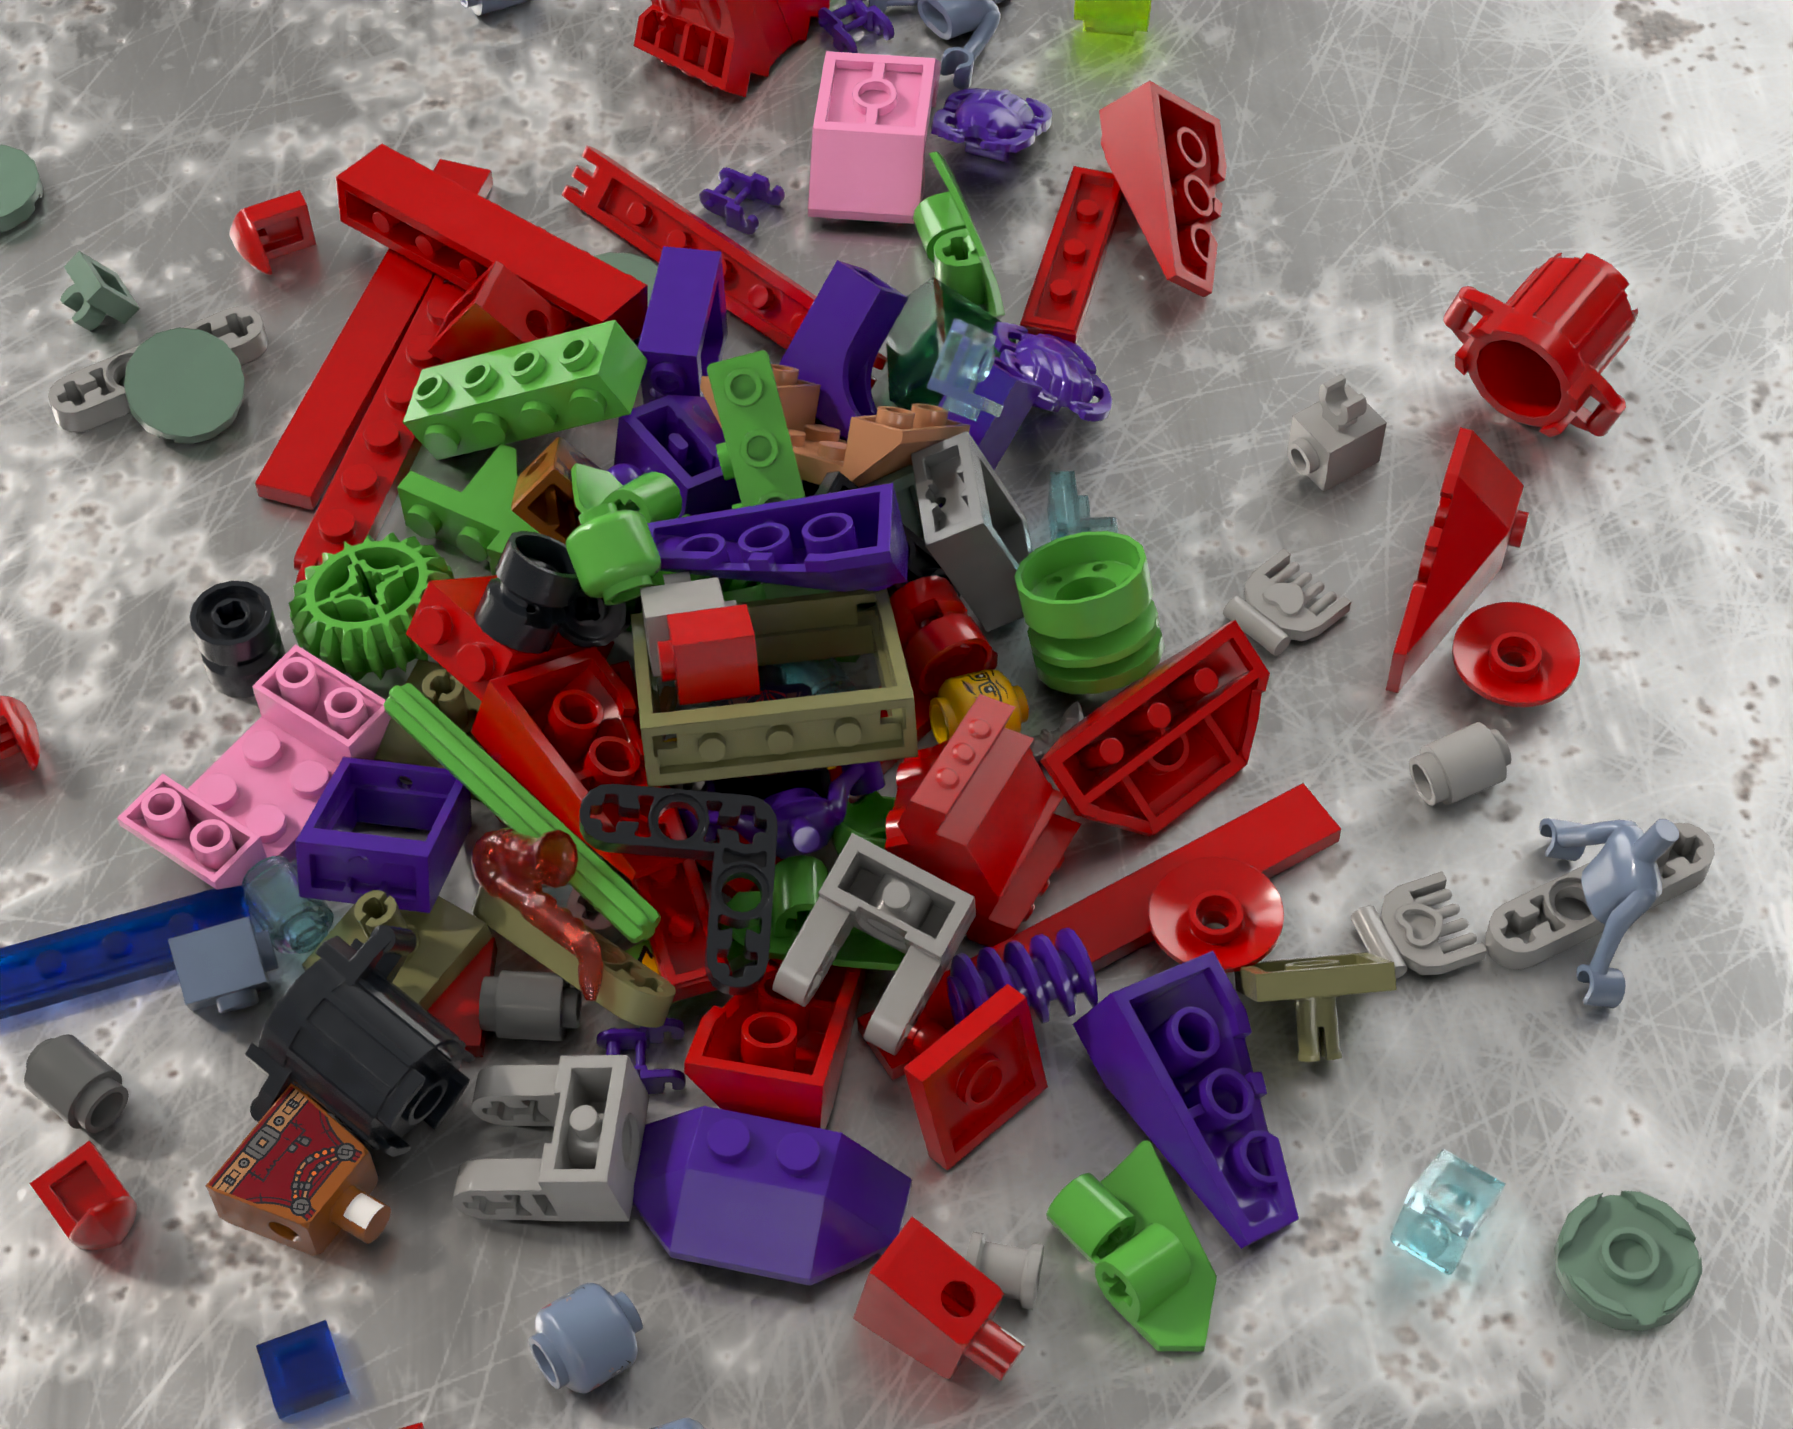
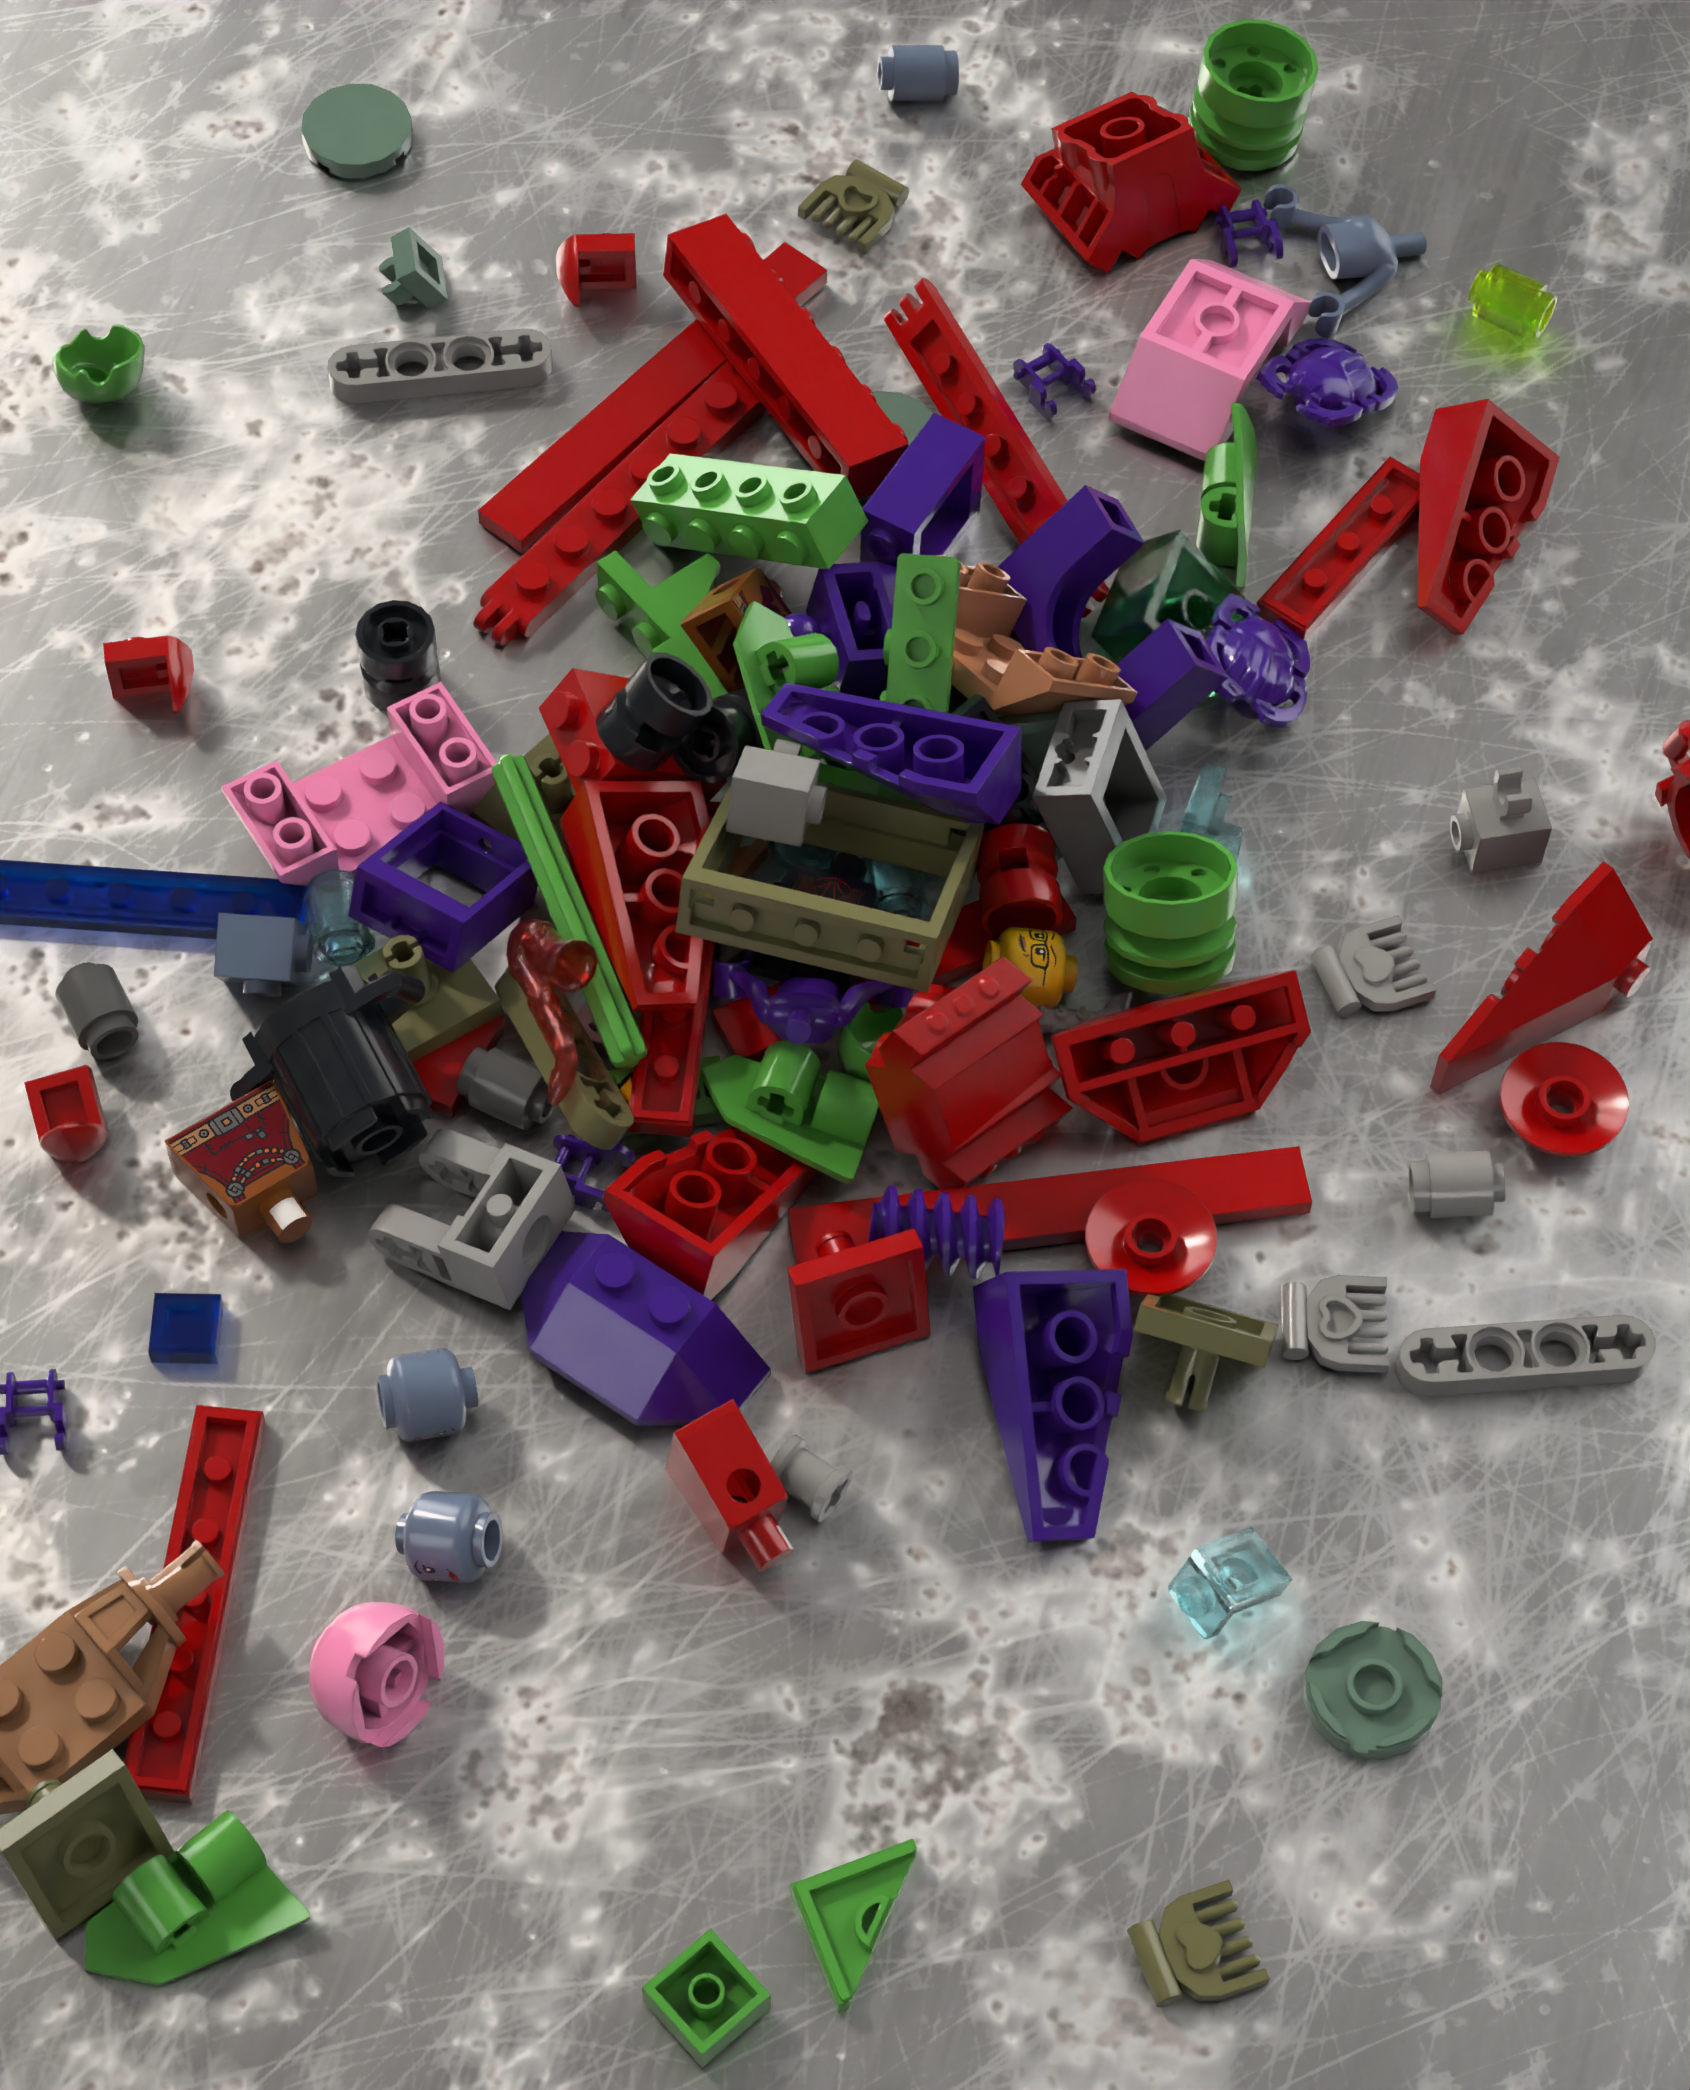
camera: 20 degrees right, 5 degrees up
(184, 385) = (453, 392): sand green tile -> none
(362, 602) = (517, 659): bright green gear -> none
(493, 103) = (862, 199): none -> olive piece
(495, 316) = (756, 429): red torso -> none
(613, 553) = (735, 704): bright green head -> none
(710, 654) = (777, 831): red brick -> none
(728, 858) = (722, 1024): black beam -> none
(894, 905) = (853, 1122): light grey brick -> none
(961, 365) = (1144, 635): clear light blue bracket -> none
(1141, 1249) = (940, 1508): bright green panel -> none
(1616, 886) = (1530, 1355): sand blue piece -> none

